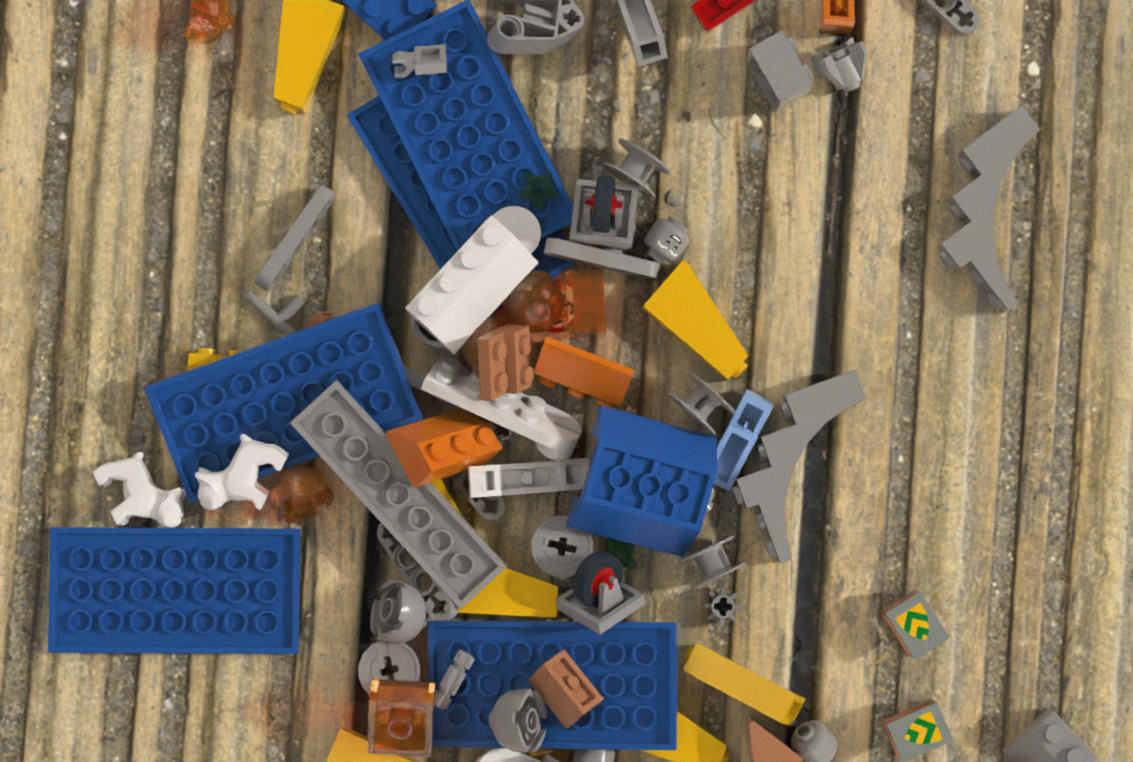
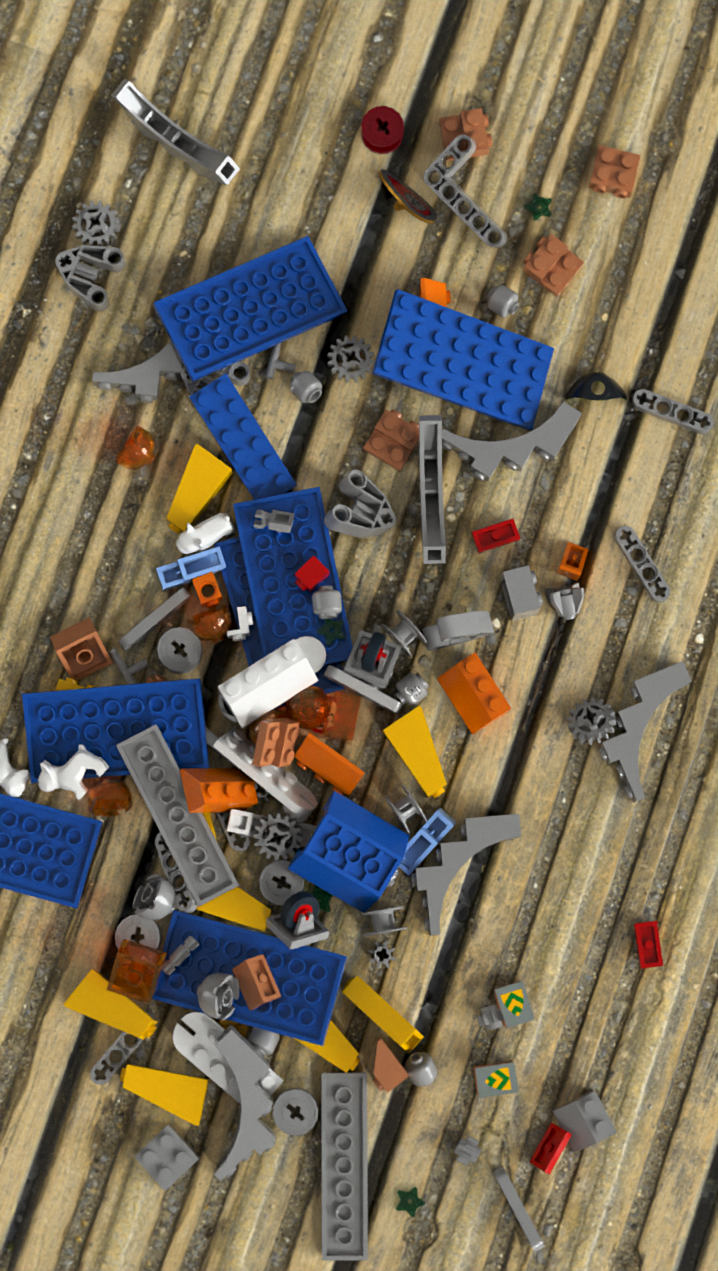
camera: 10 degrees right, 5 degrees down
(207, 305) = (81, 649): none -> nougat slope
(325, 157) = (190, 567): none -> light blue slope
(332, 104) = (205, 534): none -> white animal
(351, 167) = (203, 581): none -> orange brick
(356, 263) = (192, 649): none -> light grey piece
(373, 224) = (211, 624): none -> clear orange cylinder
(418, 208) = (245, 620): none -> white bracket
(490, 121) = (311, 574): none -> red brick
(522, 154) = (326, 602): none -> light grey head
(550, 477) = (269, 839): none -> light grey gear
(707, 143) = (458, 629): none -> light grey connector
(751, 223) = (474, 693): none -> orange slope
(888, 650) = (490, 1017): none -> light grey gear
(928, 206) = (602, 717): none -> light grey gear
(1072, 497) = (648, 944): none -> red plate

